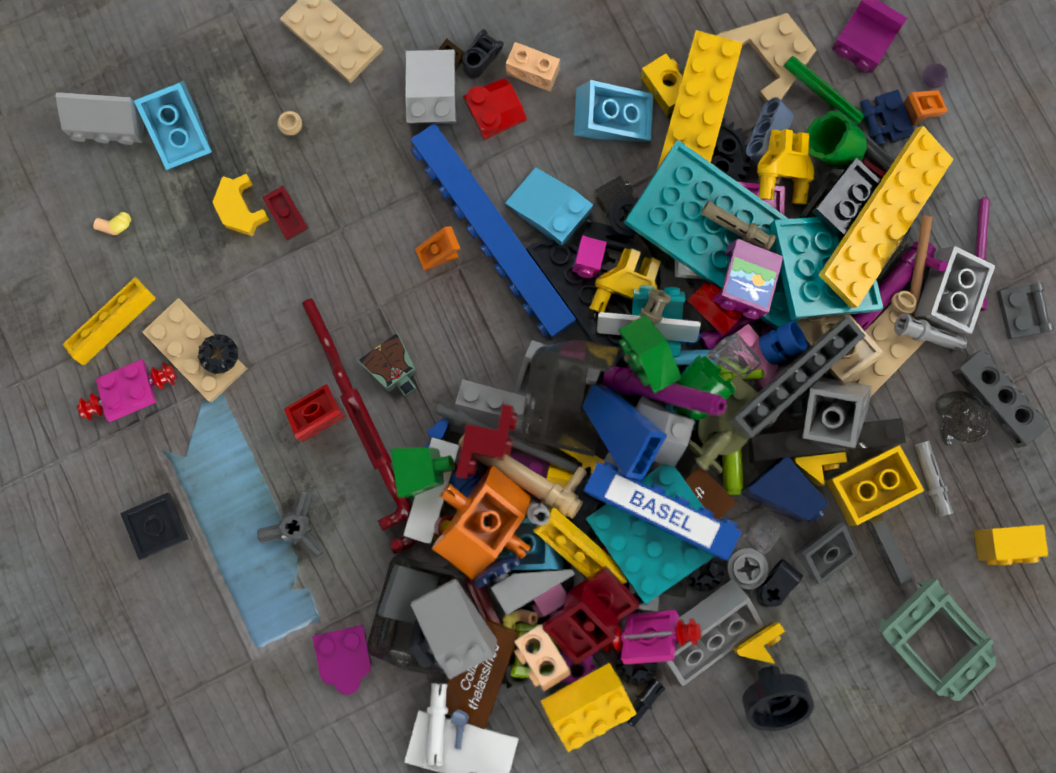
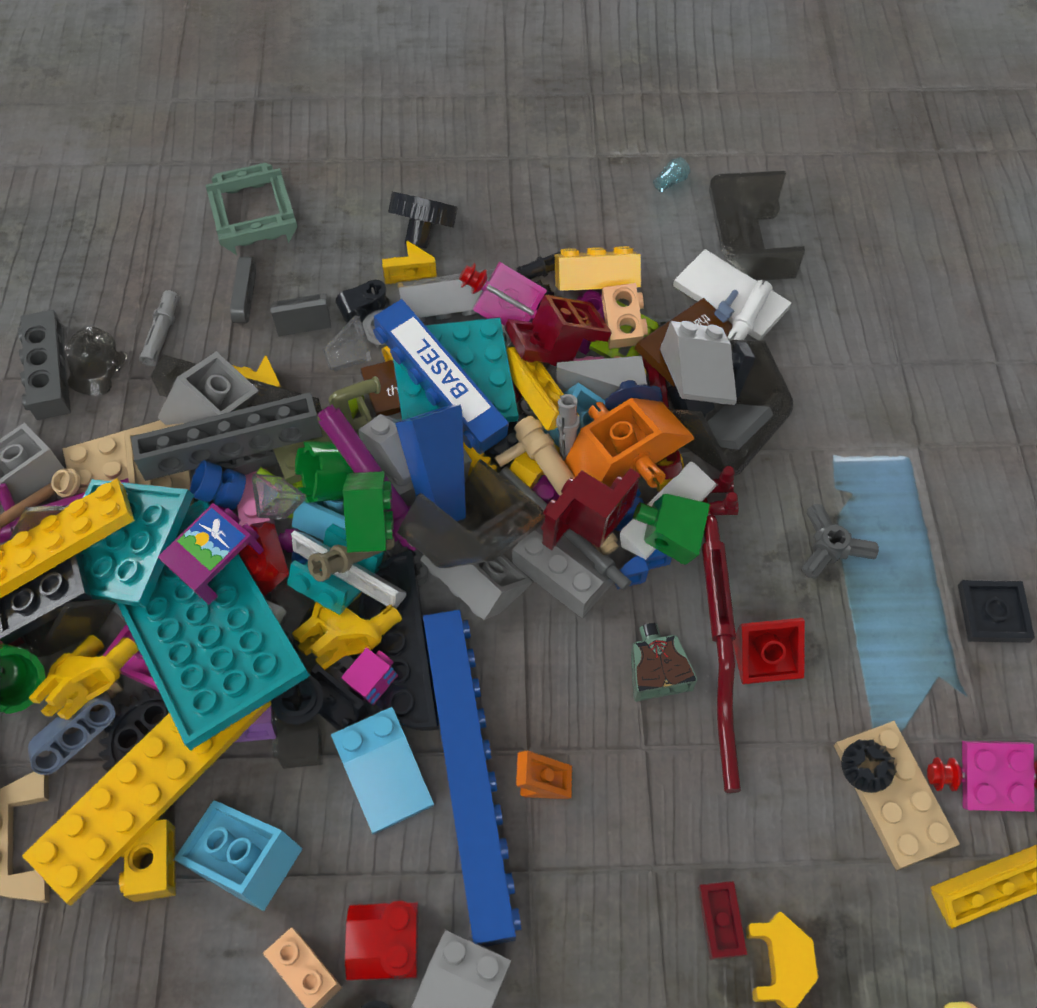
camera: 155 degrees left, 20 degrees down
(343, 658) = (820, 412): magenta plate -> none
(747, 232) = (177, 604): dark tan pin -> none
(787, 492) = (308, 360): dark blue slope -> none
(874, 486) = (230, 330): yellow brick -> none
(921, 330) = (68, 445): light grey pin -> none
(1011, 545) = (132, 243): yellow brick -> none

